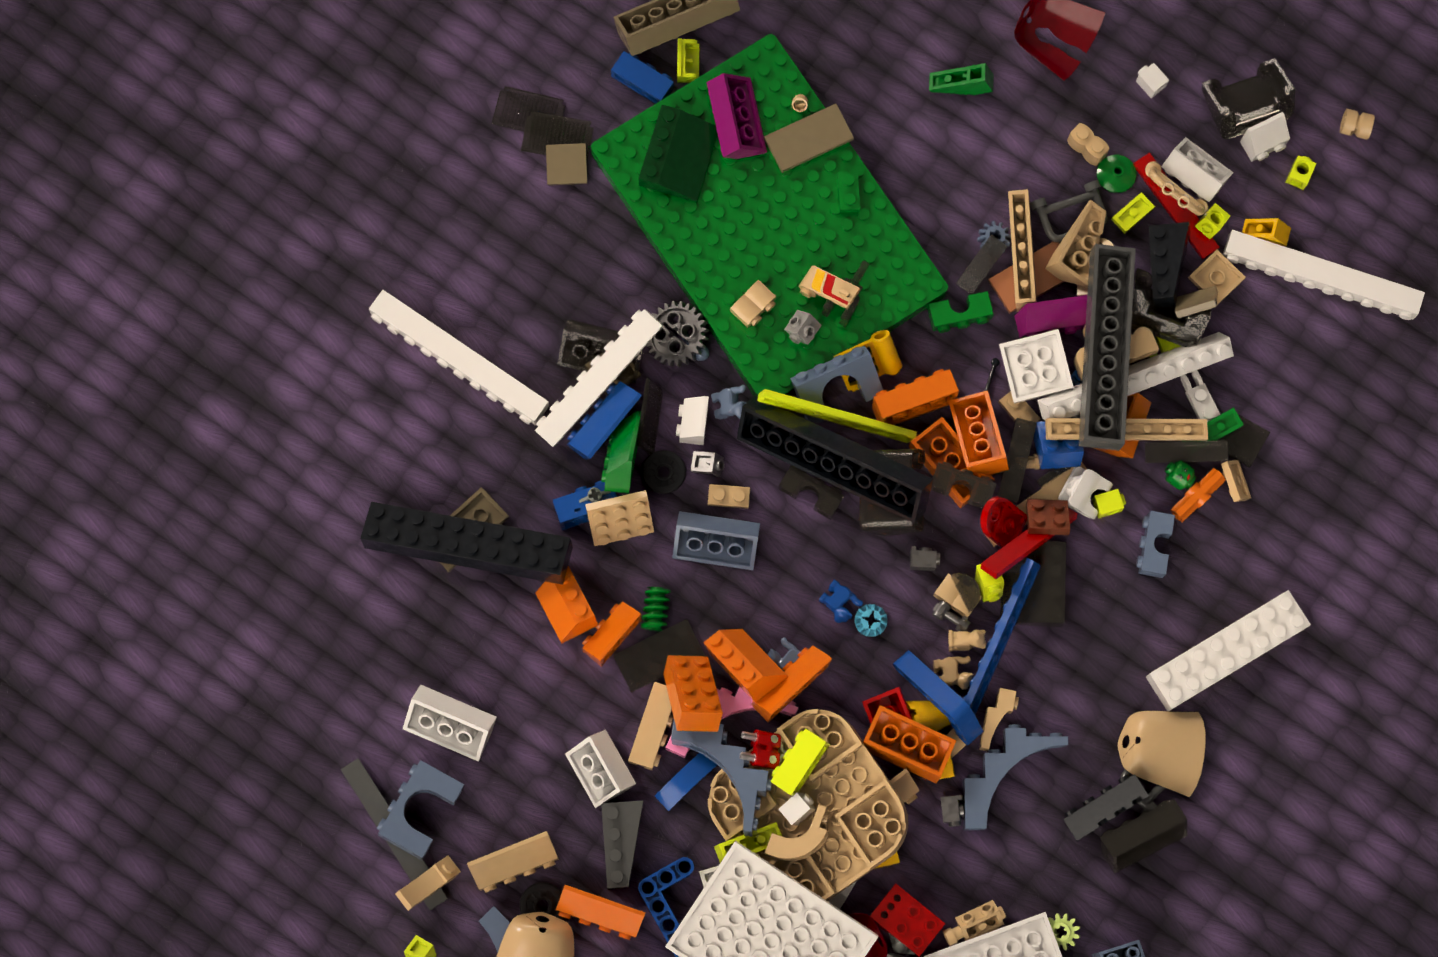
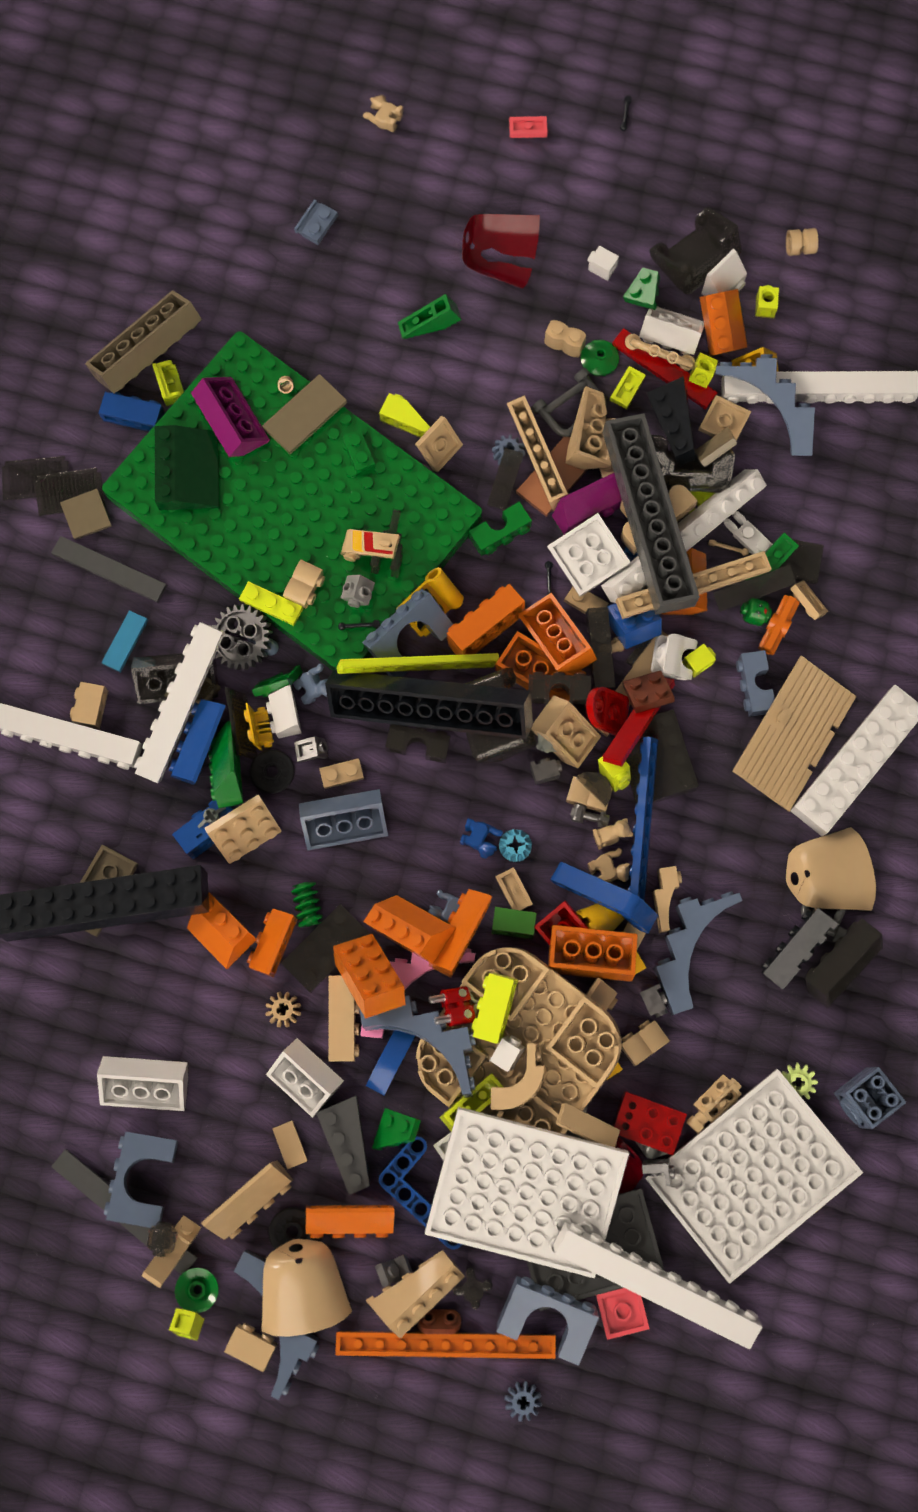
camera: 15 degrees left, 0 degrees up
(424, 867) = (162, 1238): none -> clear smoke head
(431, 918) = (185, 1292): none -> green dish
(511, 350) = (89, 705): none -> tan brick
(564, 300) = (124, 641): none -> dark azure tile
(566, 825) = (290, 1144): none -> tan tile
(571, 225) = (109, 569): none -> dark grey tile
(606, 703) = (277, 1006): none -> tan gear
(664, 418) = (256, 721): none -> yellow hinge
(669, 845) = (395, 1129): none -> green wing
(695, 389) = (276, 682): none -> green wing
(716, 311) = (271, 603): none -> neon yellow plate
(809, 365) = (376, 624): none -> black hinge
(844, 692) = (513, 923): none -> bright green hinge
(848, 899) = (587, 1126): none -> tan tile
(854, 662) = (513, 890): none -> tan plate
(902, 167) = (400, 414): none -> neon yellow slope
(928, 845) = (644, 1042): none -> tan brick
(929, 209) = (439, 444): none -> tan plate
(954, 529) = (564, 732): none -> tan piece
(1175, 604) = (794, 733): none -> tan door
(1183, 120) = (644, 289): none -> wing
(1190, 412) = (744, 551): none -> tan hinge
(1249, 180) = (723, 322): none -> orange slope
(1267, 247) = (763, 376): none -> sand blue arch

